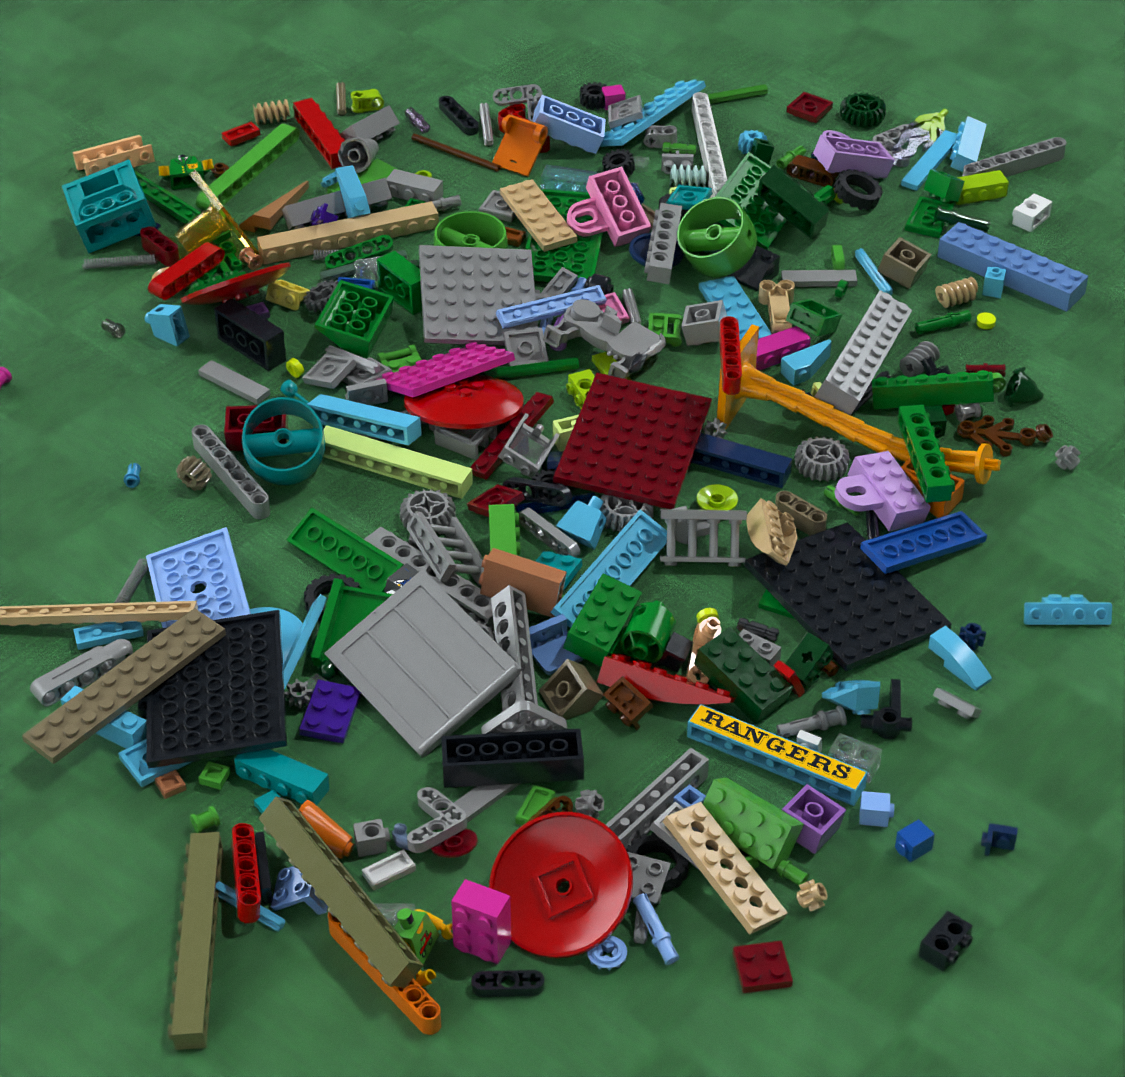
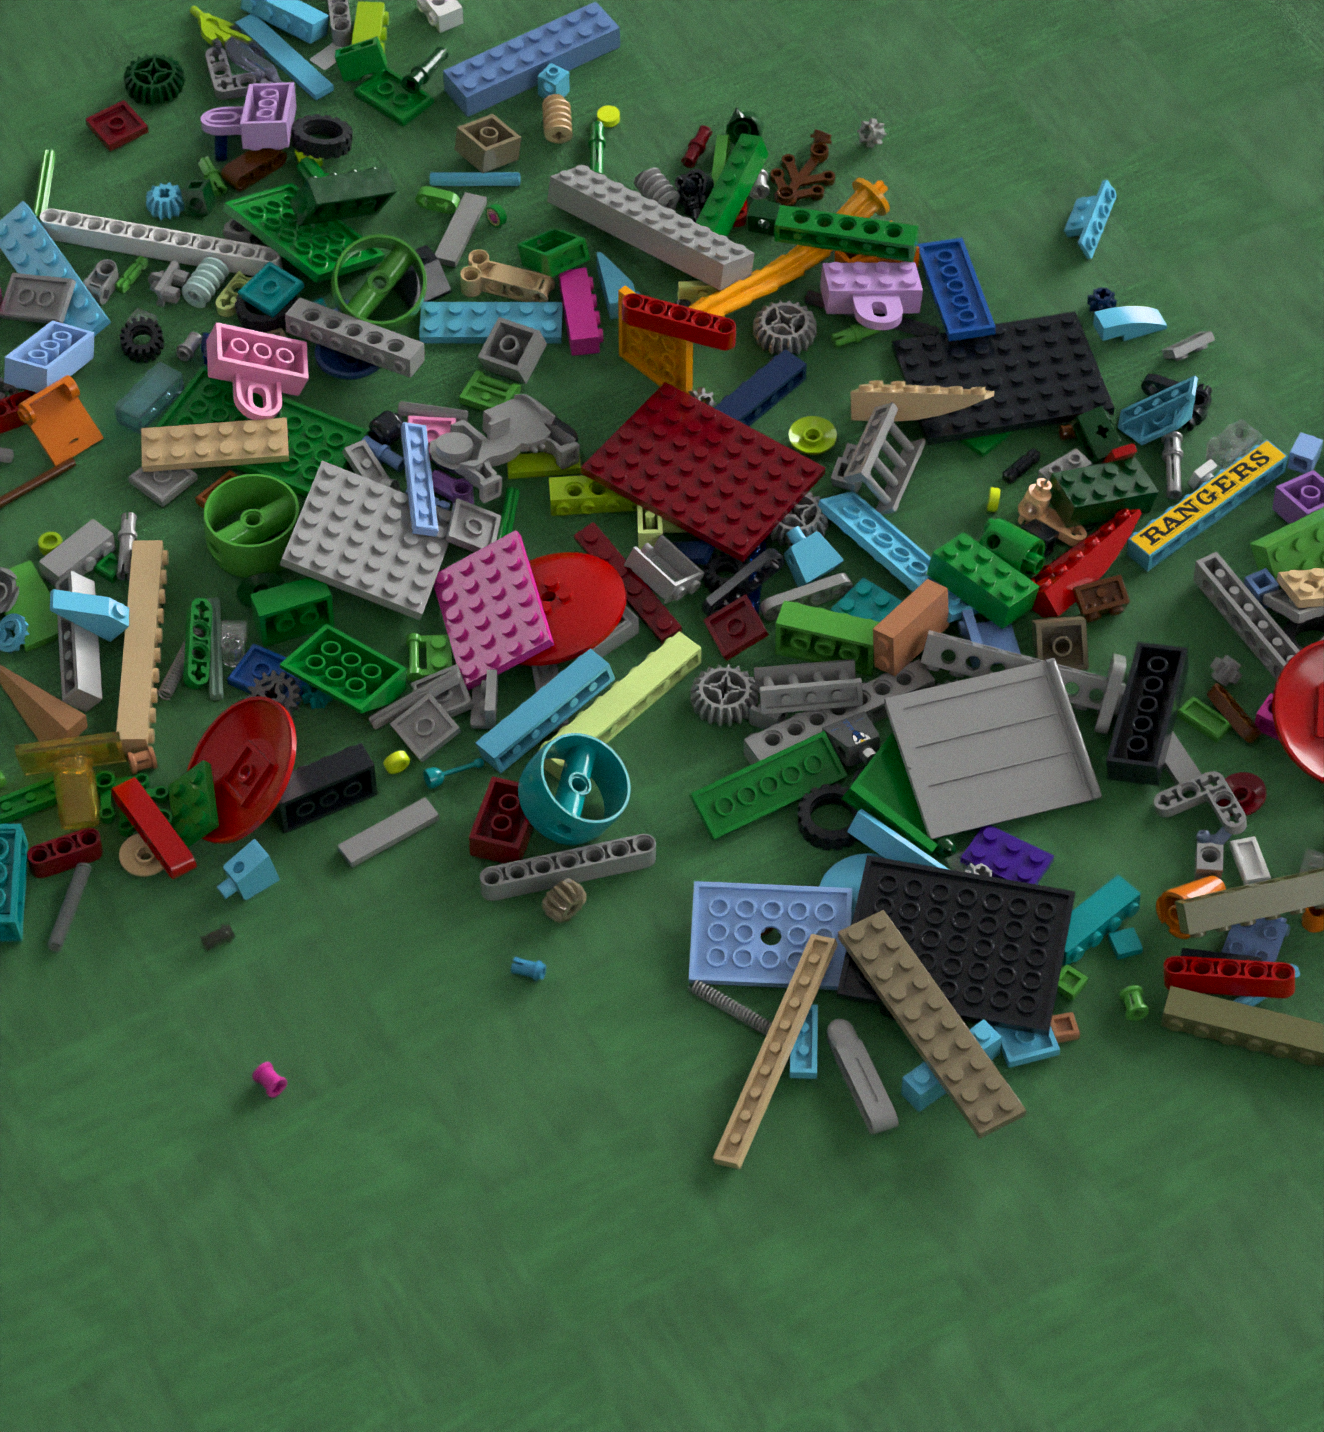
camera: 70 degrees left, 10 degrees up
(321, 216) = (115, 658): dark purple bracket -> none
(805, 515) = (877, 366): dark tan beam -> none

